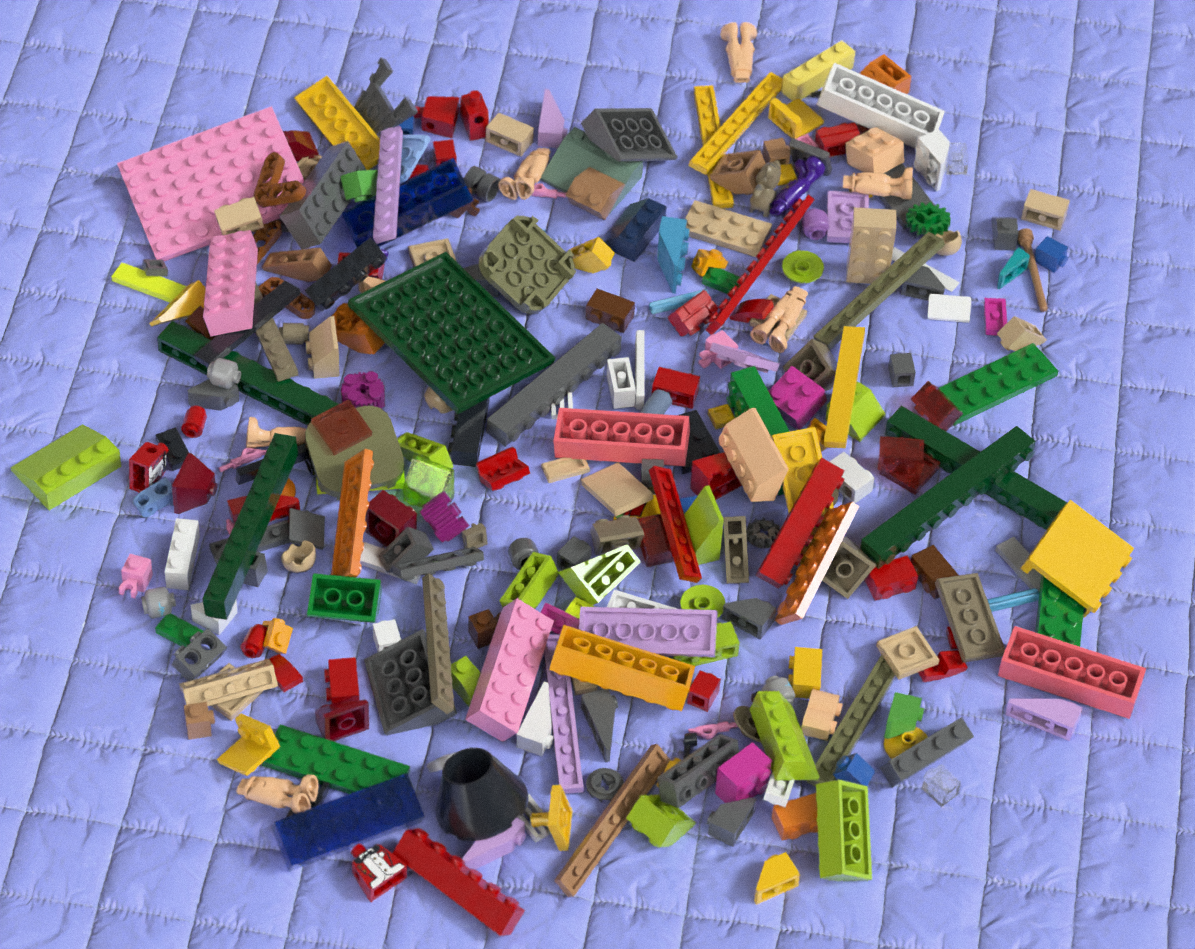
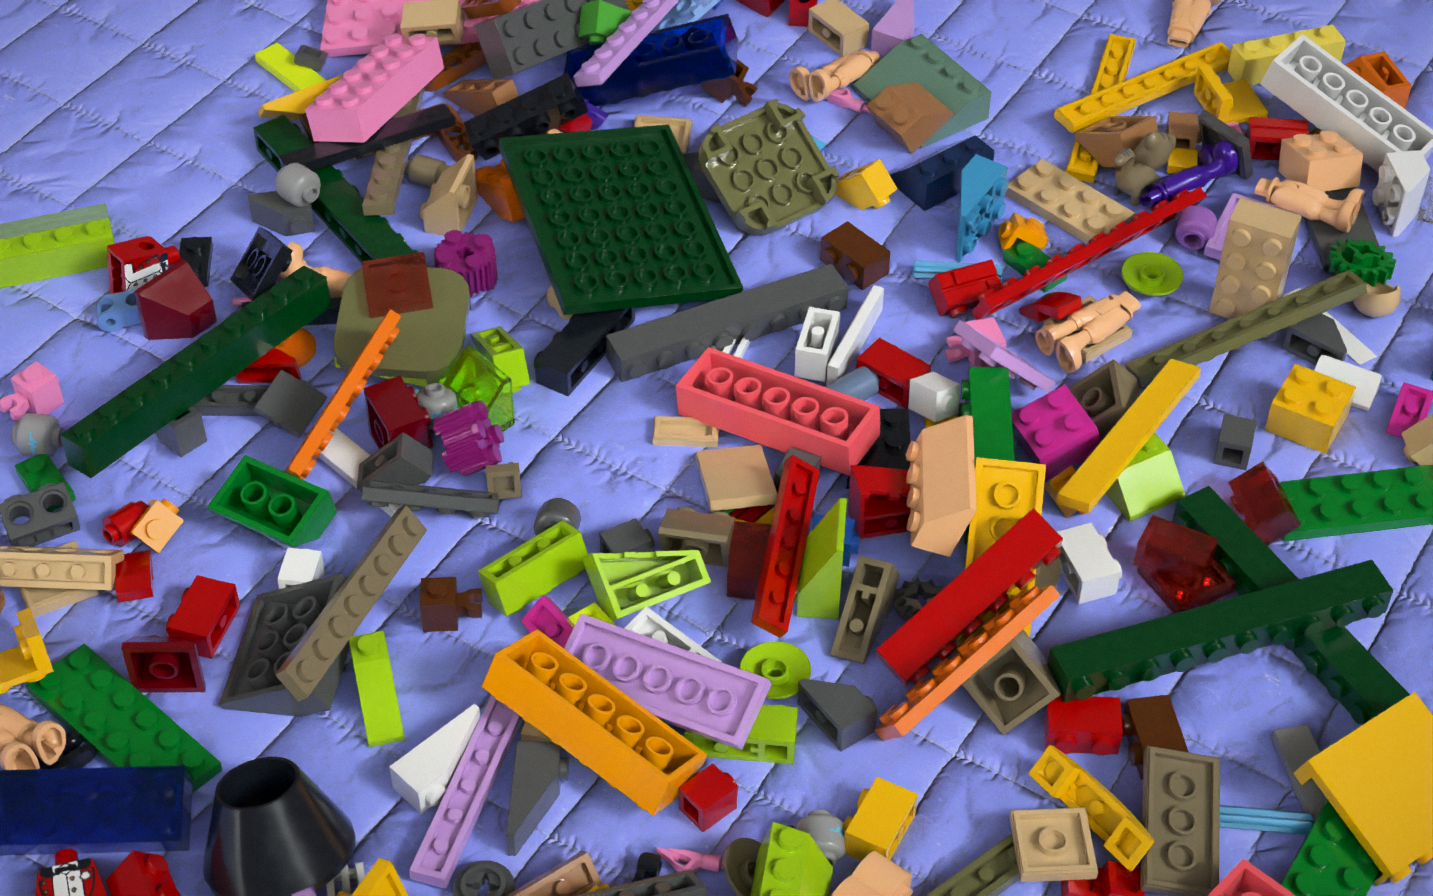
camera: 25 degrees right, 5 degrees down
(182, 554) = (107, 378): white brick -> none
(194, 421) = (236, 236): red brick -> none
(213, 624) = (111, 479): white slope -> none
(236, 440) = (261, 264): none -> black plate
(299, 558) = (254, 436): tan hair -> none
(409, 497) = (437, 401): none -> light grey head
(443, 151) = (746, 27): red brick -> none
(481, 183) = (768, 69): dark grey wheel -> none
(501, 469) = (593, 405): red bracket -> none
(509, 670) = (431, 672): bright pink brick -> none
(628, 134) = (986, 54): dark grey slope -> none
(711, 396) = (934, 396): none -> white brick
(932, 628) = (1106, 815): none -> yellow slope
(937, 333) = (1310, 408): none -> yellow brick

